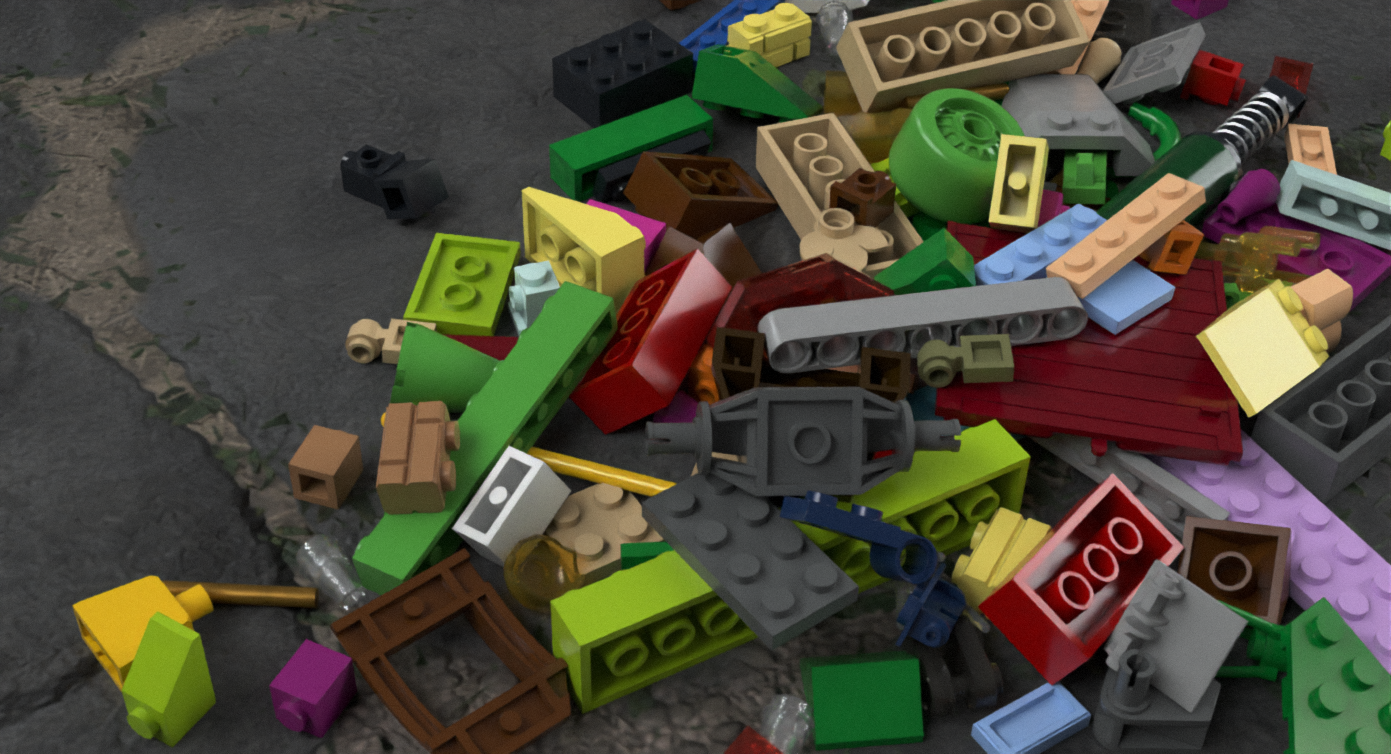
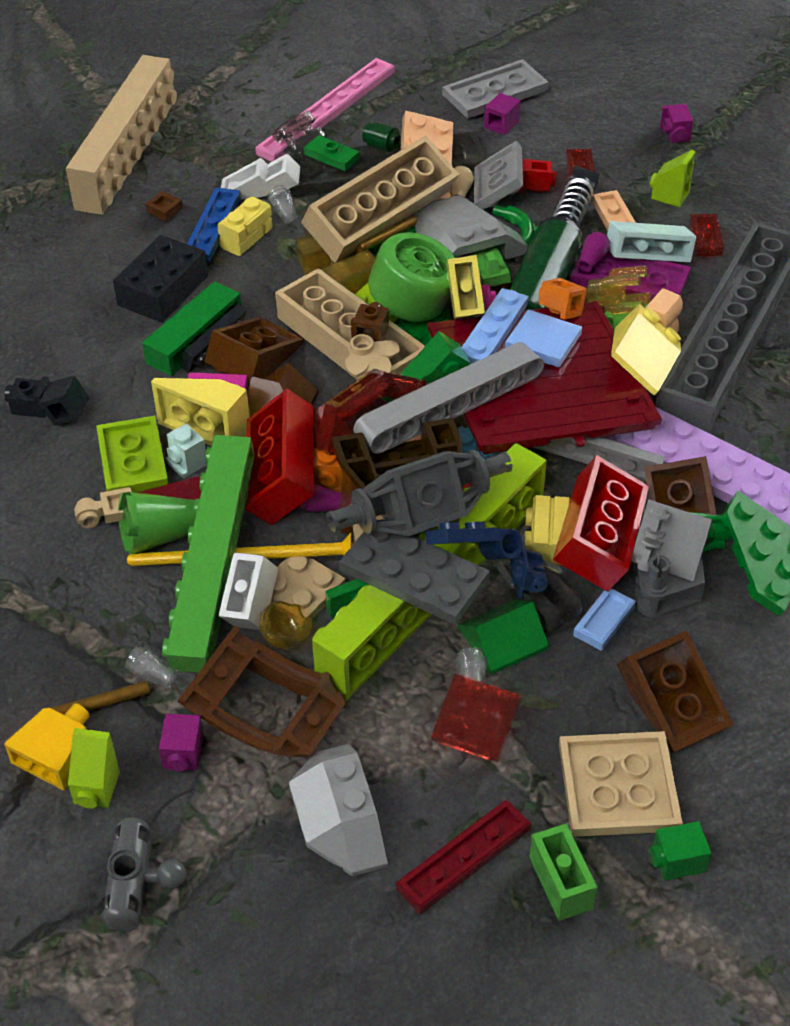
camera: 20 degrees left, 5 degrees up
(326, 467) = (110, 603): medium nougat brick -> none
(416, 458) = (179, 578): medium nougat brick -> none
(749, 82) = (247, 261): green slope -> none
(978, 357) = (493, 407): olive plate -> none
(1127, 234) = (545, 302): light nougat plate -> none

